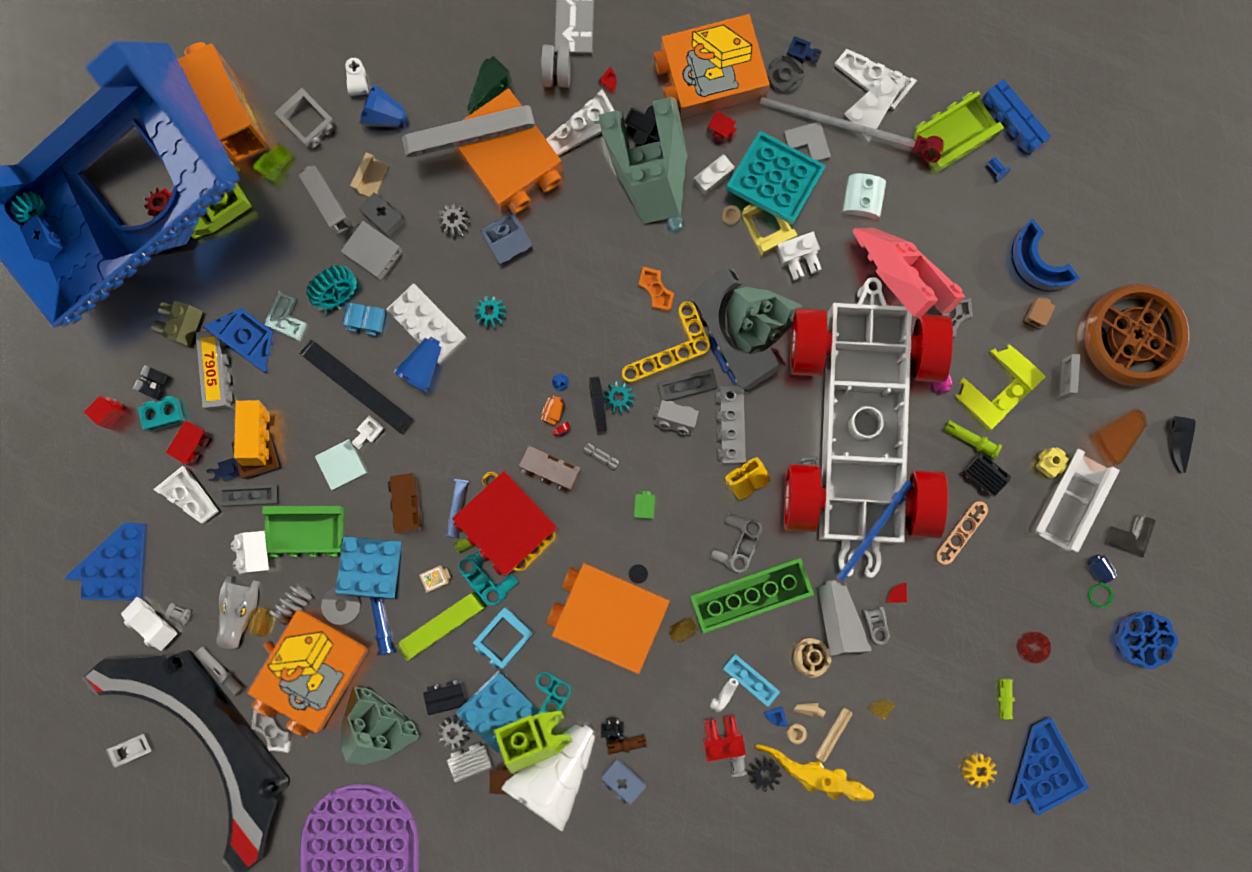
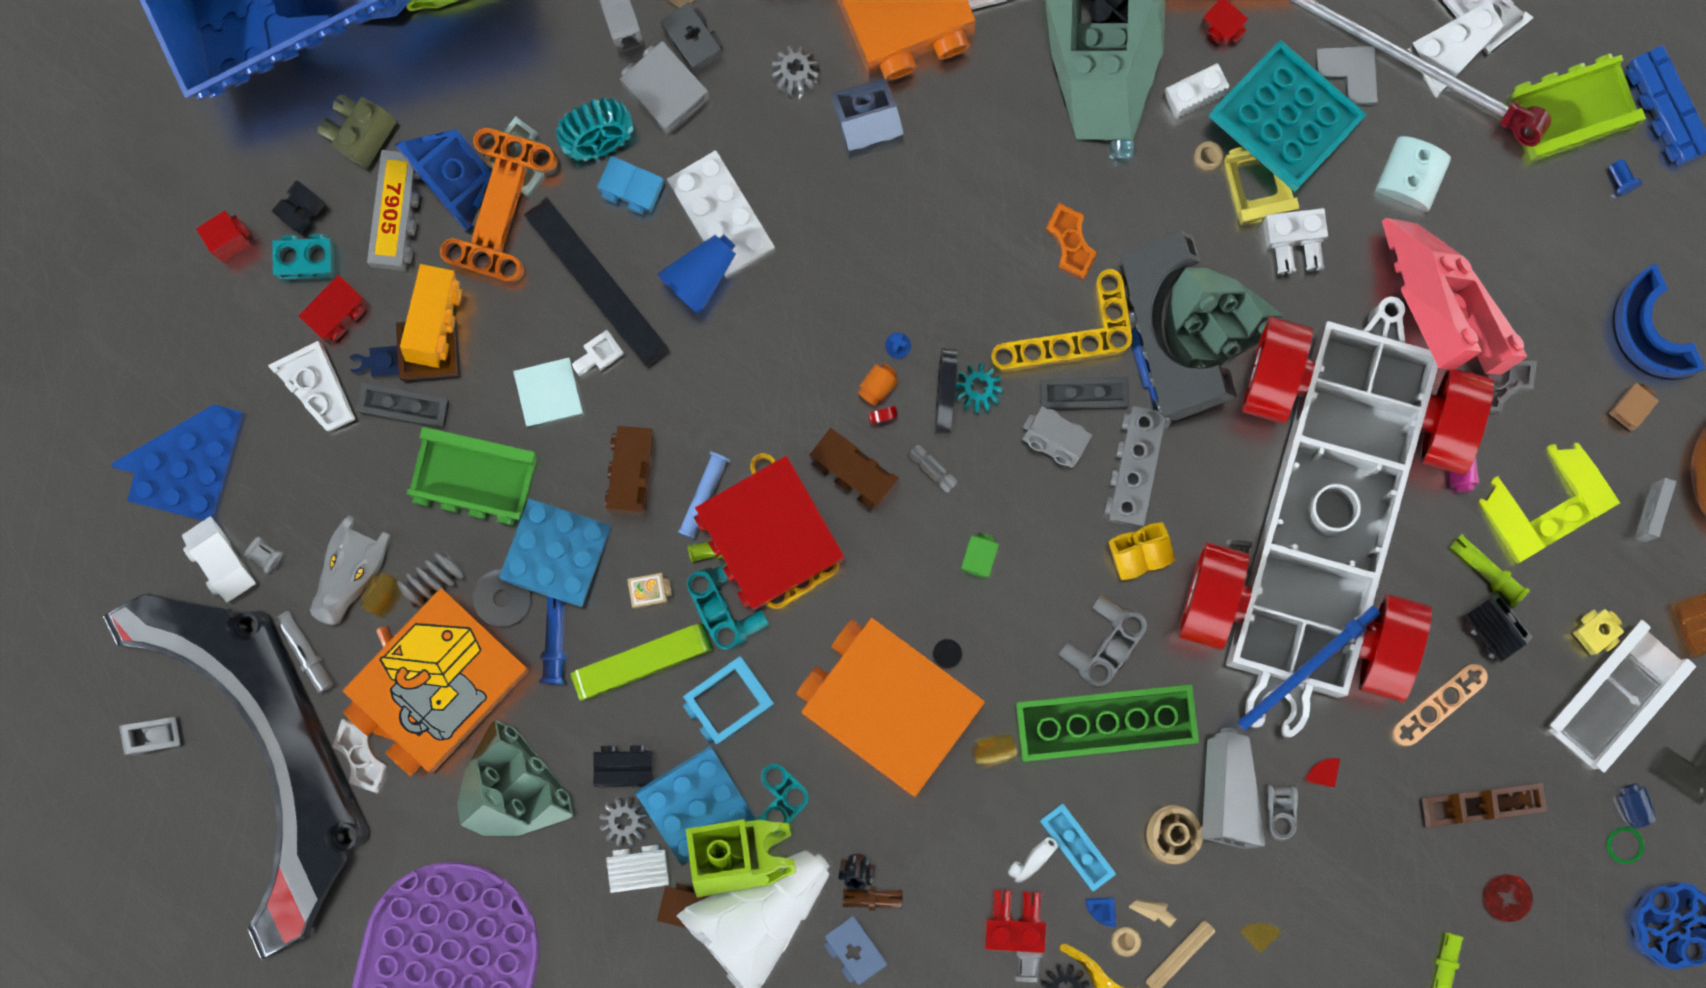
camera: 20 degrees right, 0 degrees up
(250, 552) = (390, 489): white brick -> none
(280, 350) = (499, 204): none -> orange beam
(482, 314) = (829, 217): teal gear -> none
(1005, 591) = (1484, 805): none -> reddish brown slope

